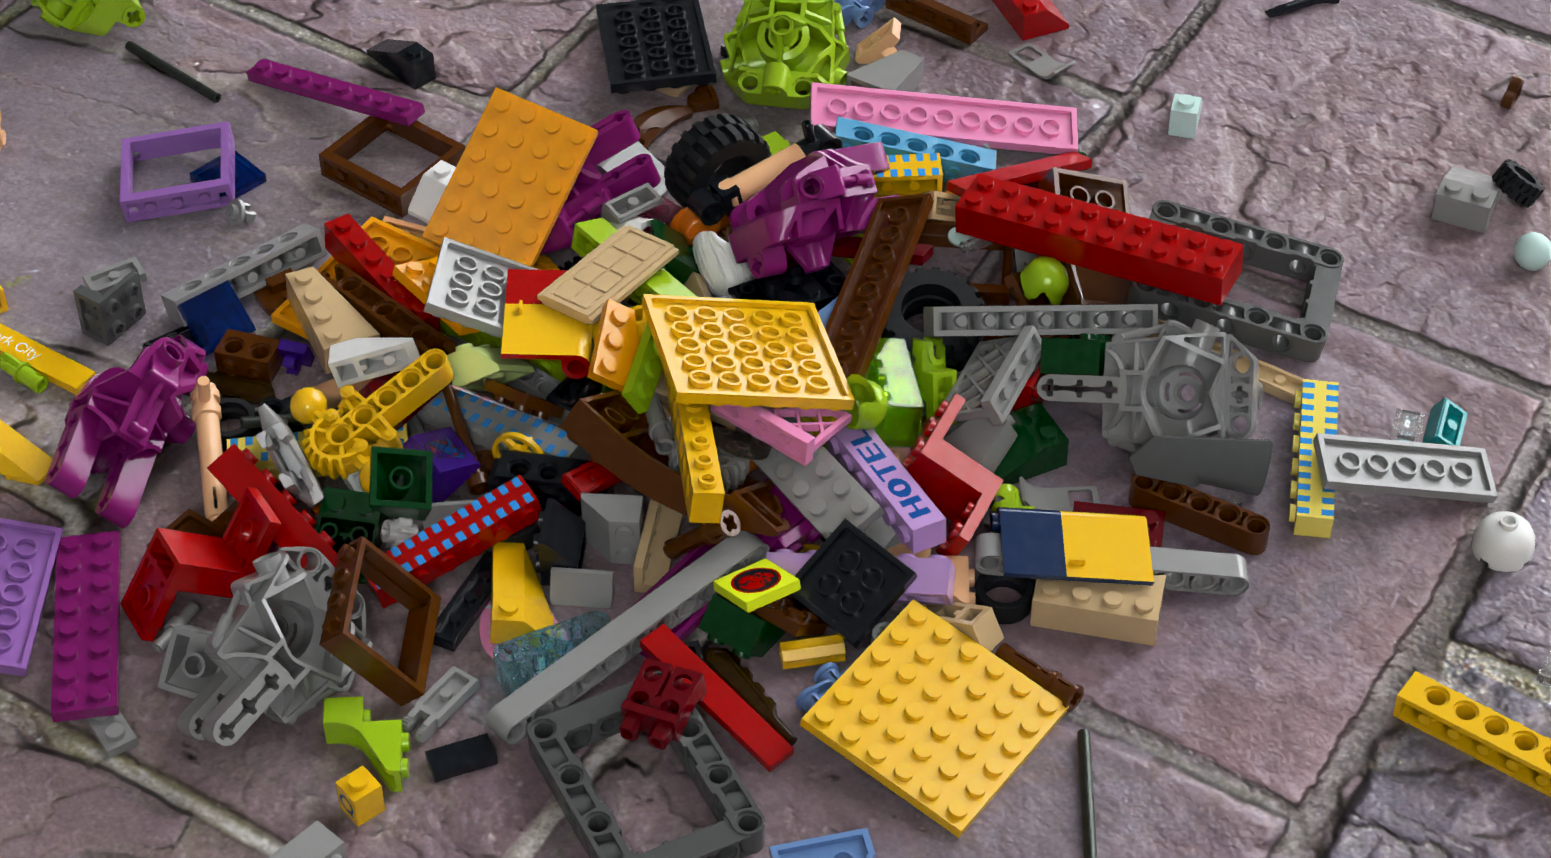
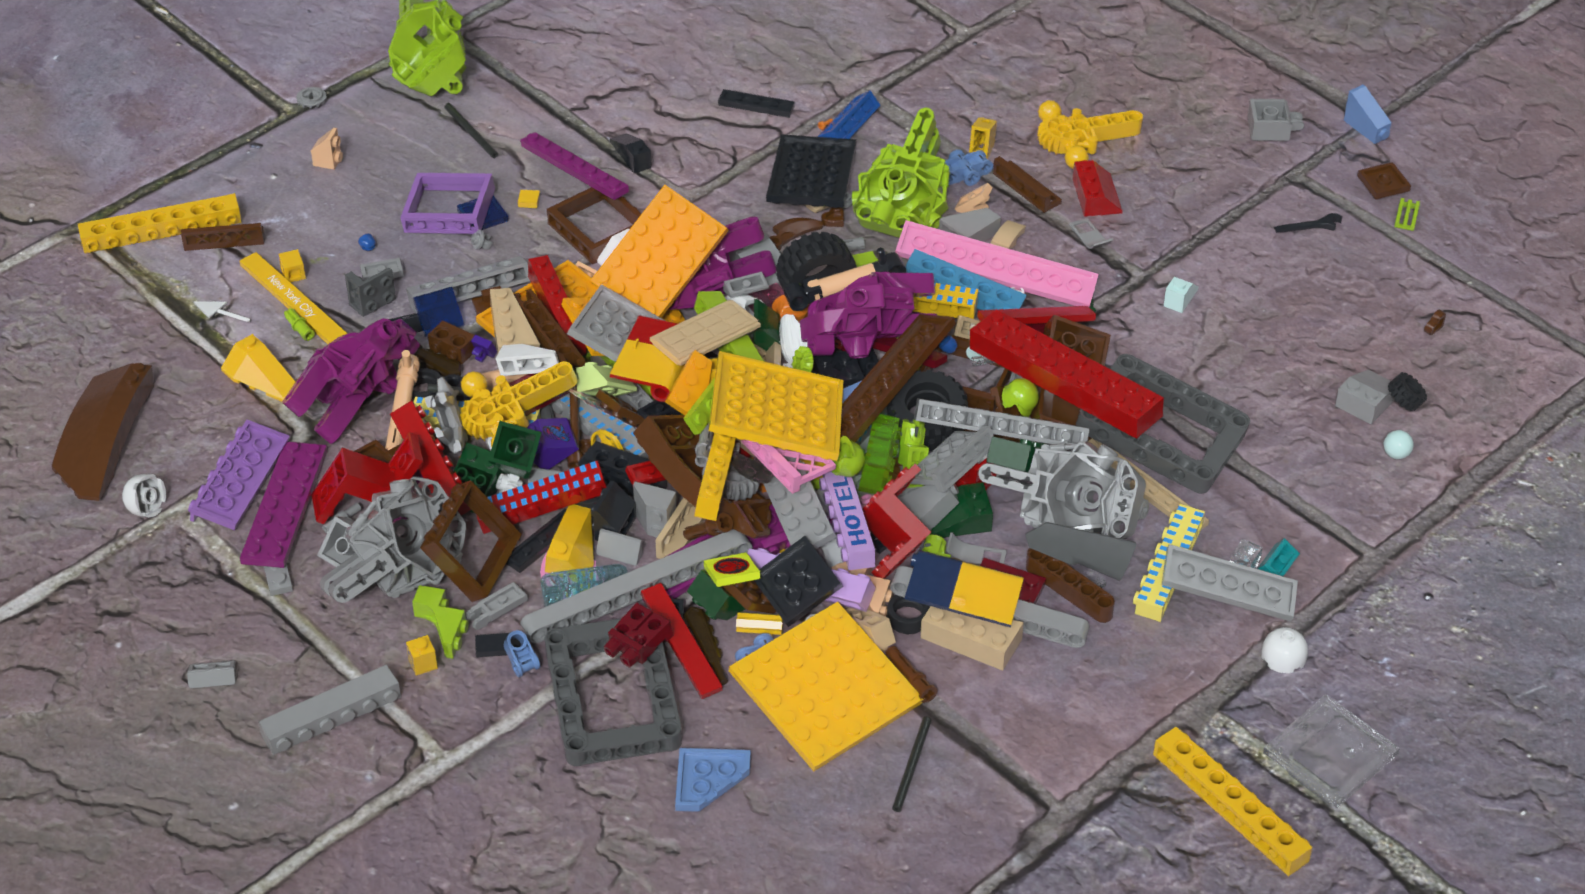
camera: 15 degrees right, 0 degrees up
(81, 244) = (367, 242): none -> blue hinge
(285, 147) = (528, 198): none -> yellow tile
(503, 764) = (522, 654): none -> medium blue piece
(755, 282) = (803, 359): none -> lime gear
(928, 233) = (948, 344): none -> blue hinge
(938, 78) = (1008, 234): none -> tan slope

